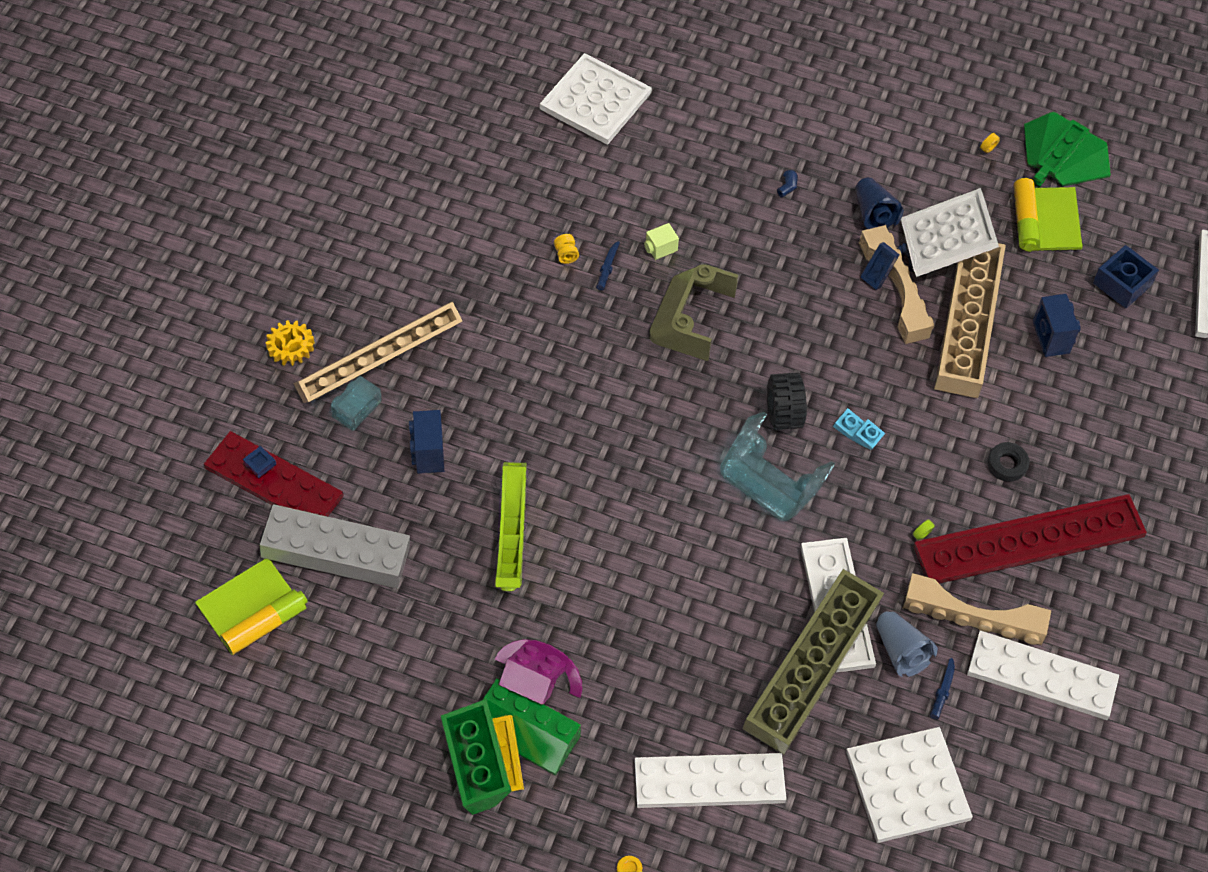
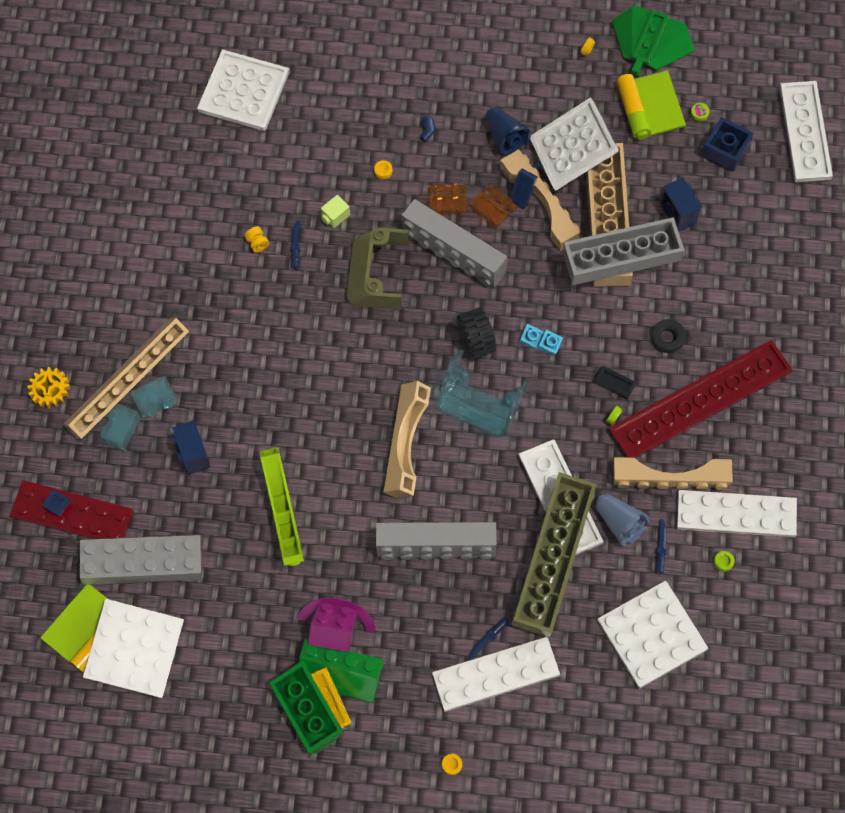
camera: 10 degrees left, 10 degrees up
(296, 639) = (133, 648): none -> white plate
(403, 380) = (154, 397): none -> clear light blue brick
(658, 528) = (400, 475): none -> tan arch
(679, 610) = (436, 540): none -> light grey brick
(716, 734) = (491, 634): none -> dark blue piece
(727, 213) = (383, 169): none -> yellow tile
(787, 304) = (454, 244): none -> light grey brick
(791, 263) = (448, 203): none -> clear orange plate
(837, 281) = (490, 209): none -> clear orange plate
(933, 496) = (615, 382): none -> black tile
(978, 352) = (623, 251): none -> light grey brick
(1014, 724) = (723, 561): none -> lime tile
(1101, 238) = (700, 112): none -> lime tile

